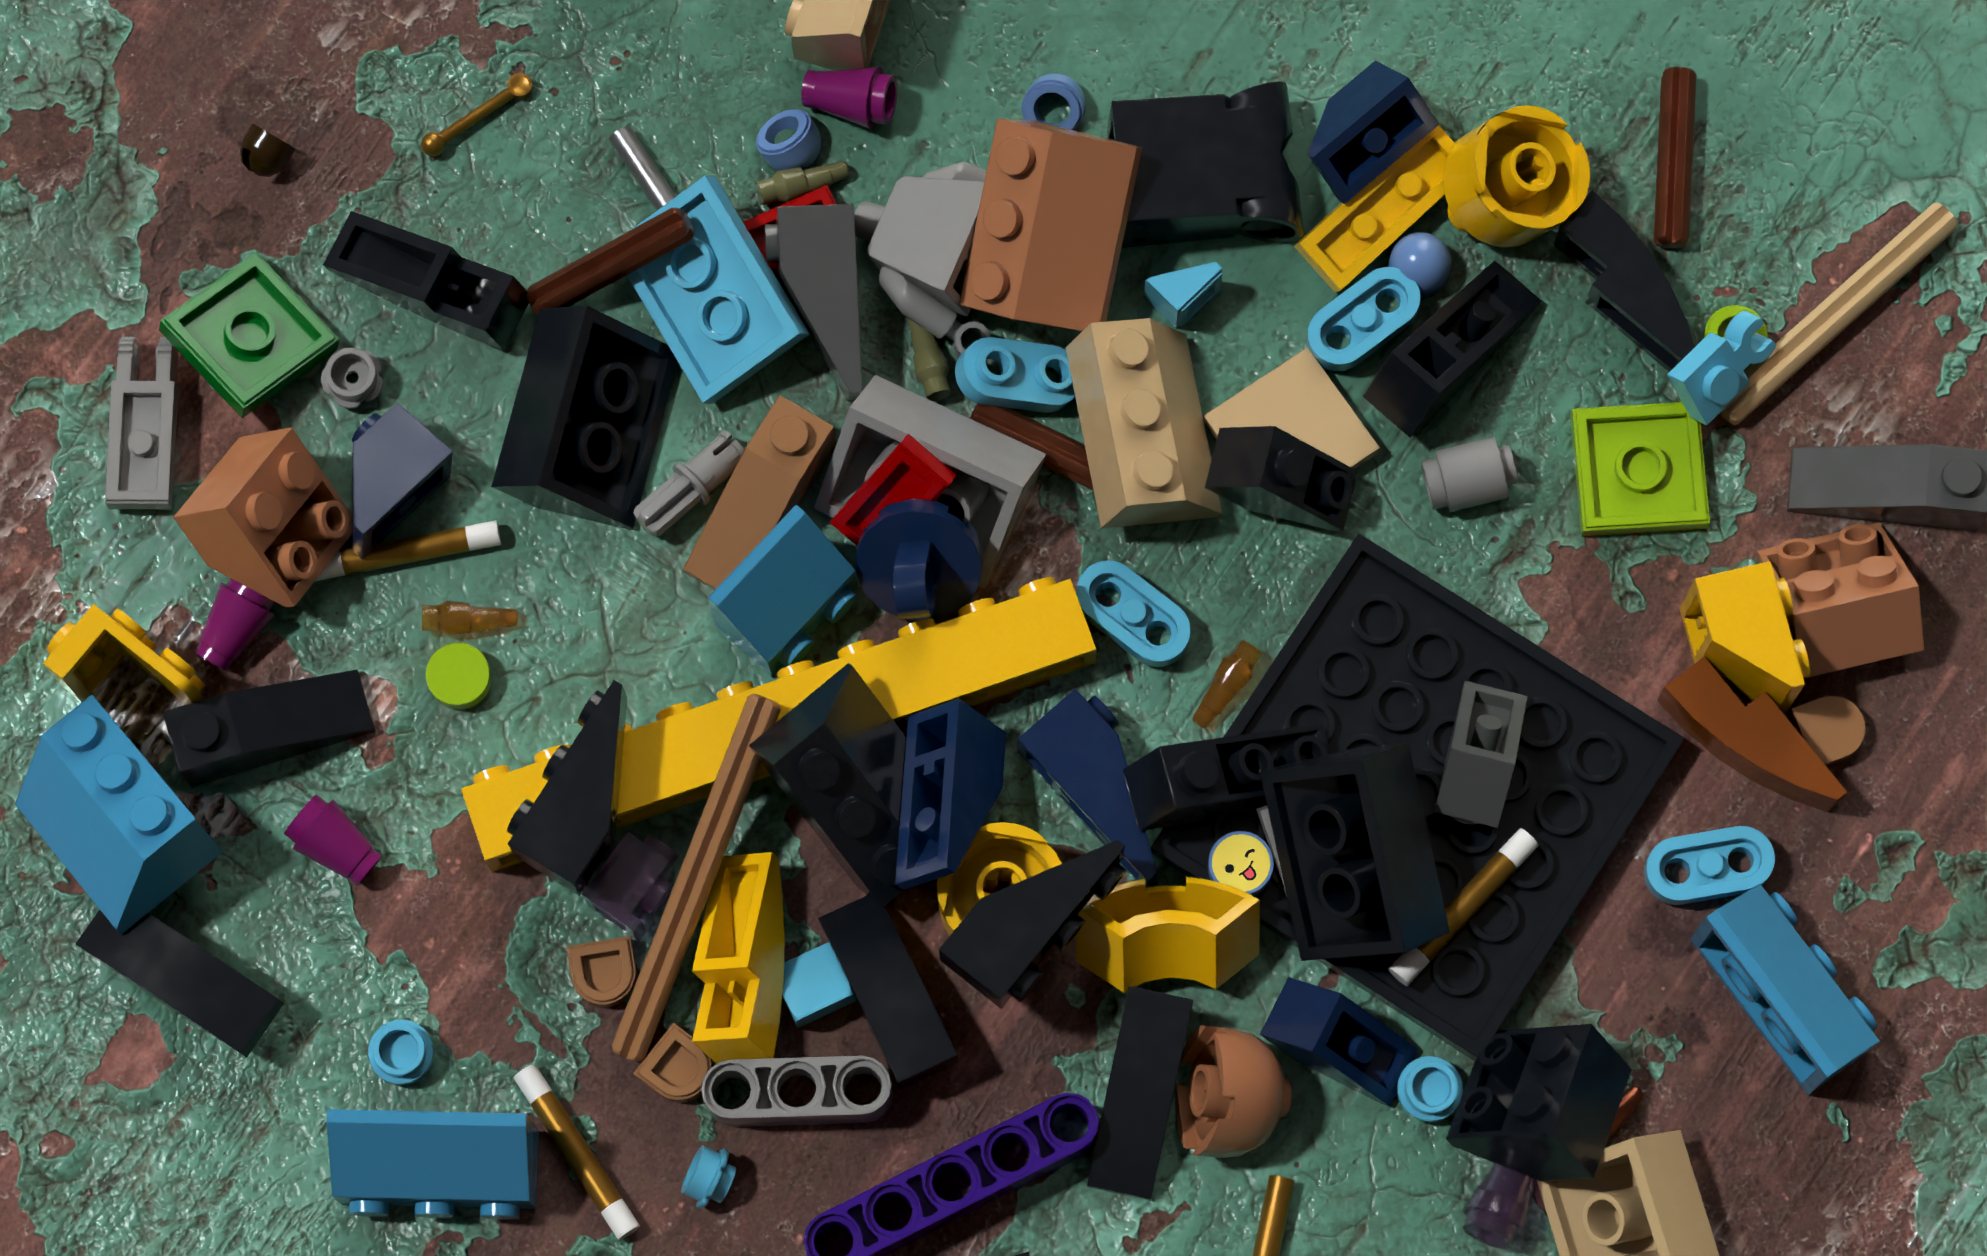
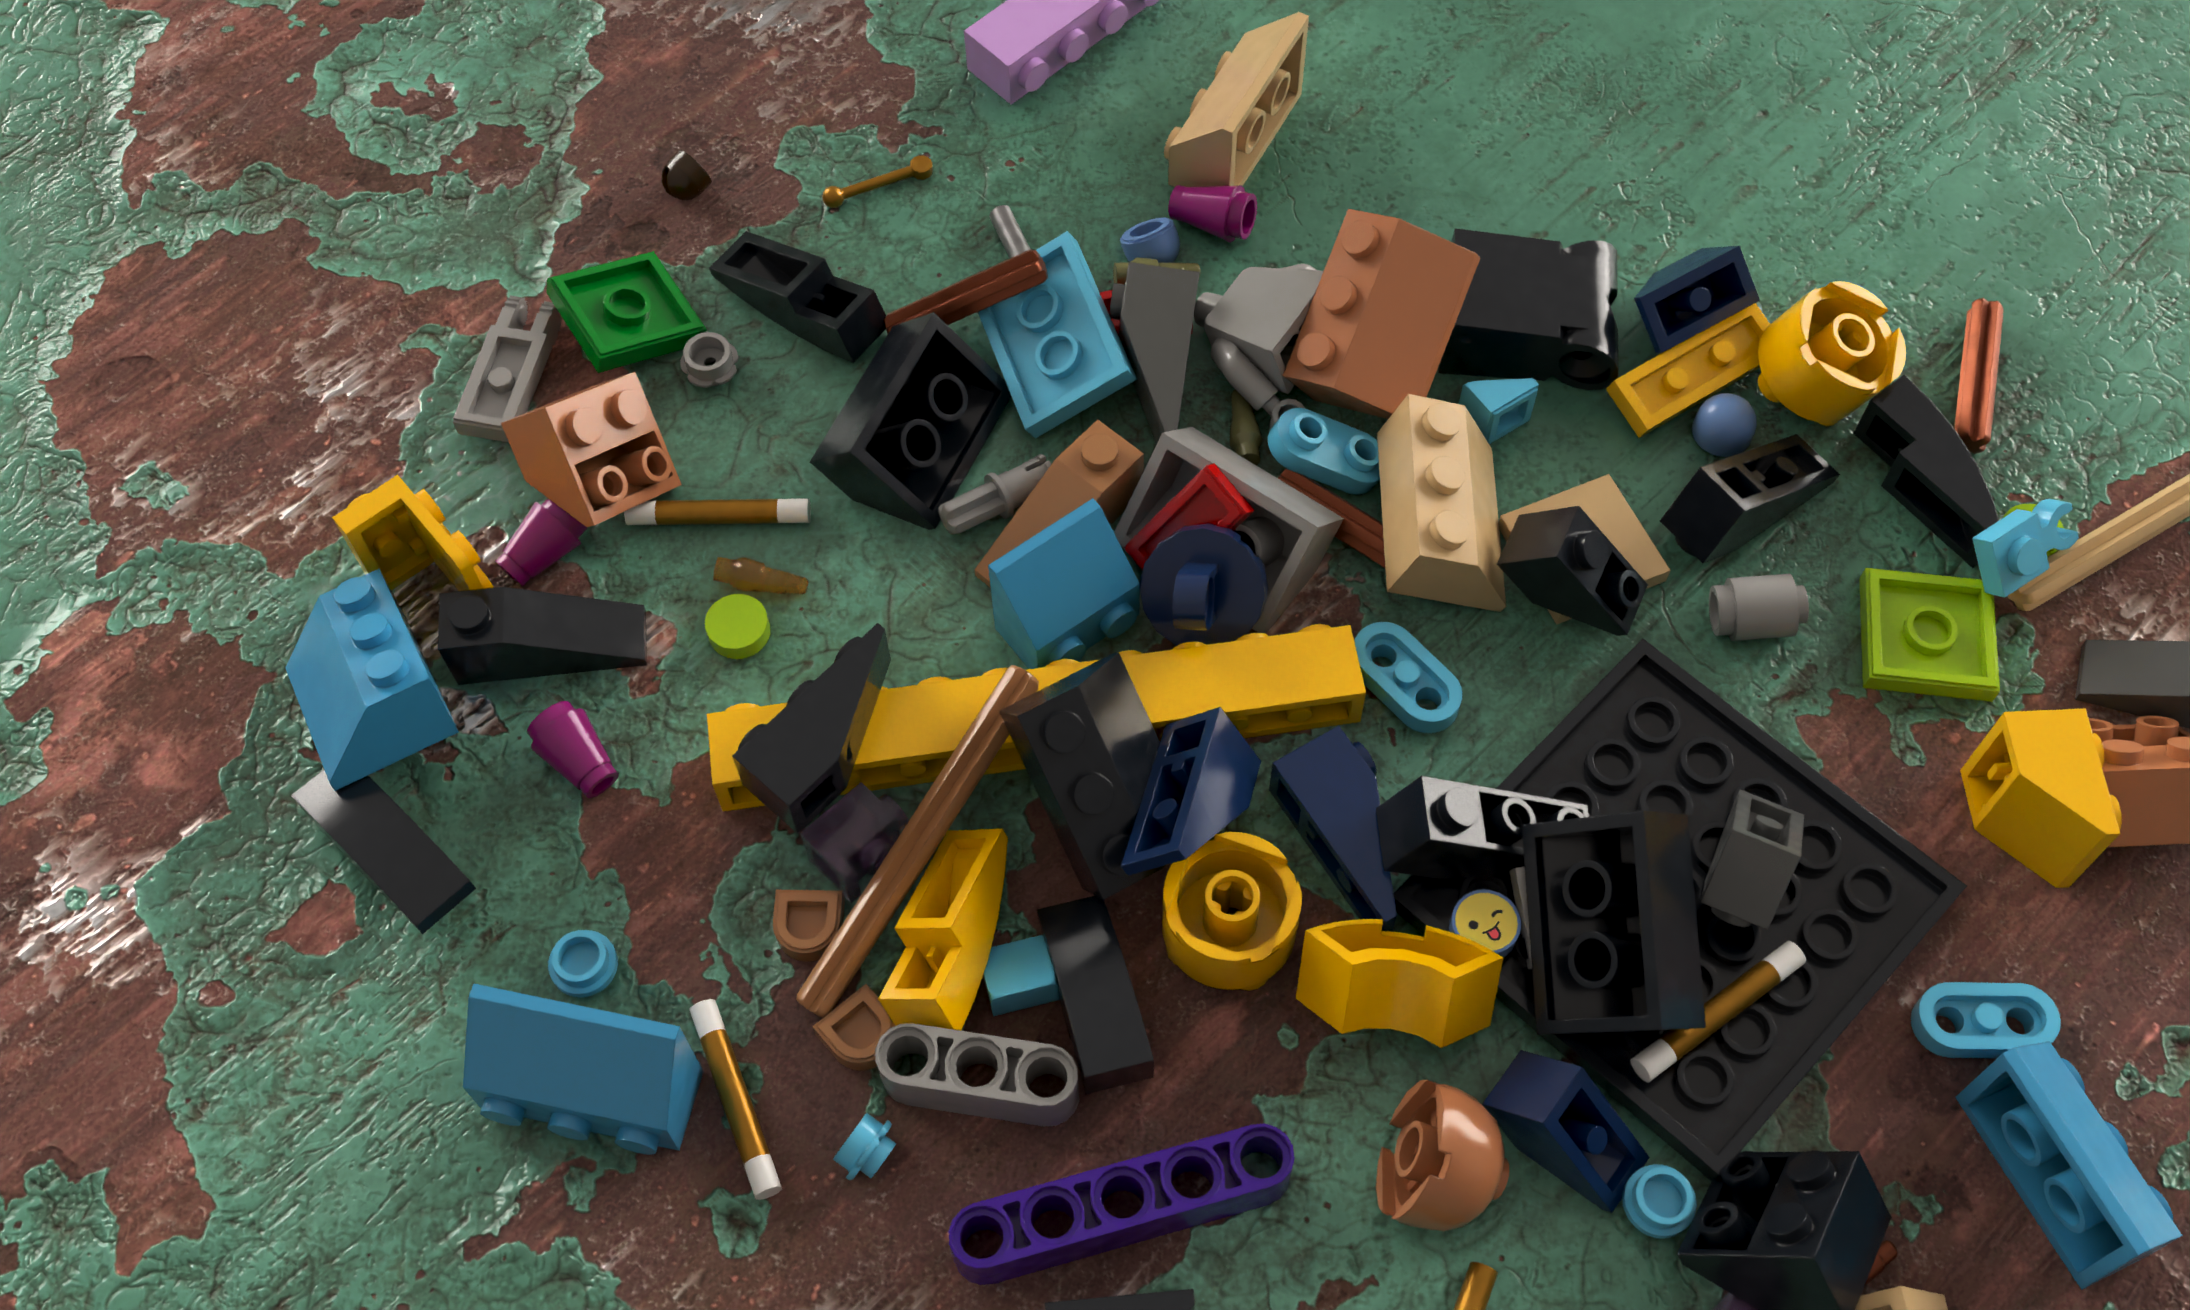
camera: 10 degrees right, 15 degrees down
(393, 473) = (720, 440): dark blue slope -> none
(1016, 927) = (1245, 927): black slope -> none
(1140, 1093) = (1342, 1144): black slope -> none
(1228, 681) = (1495, 753): clear orange piece -> none
(1361, 320) = (1660, 458): medium azure plate -> none
(1750, 738) = (2039, 900): dark orange slope -> none
(1830, 727) = (2116, 909): medium nougat tile -> none

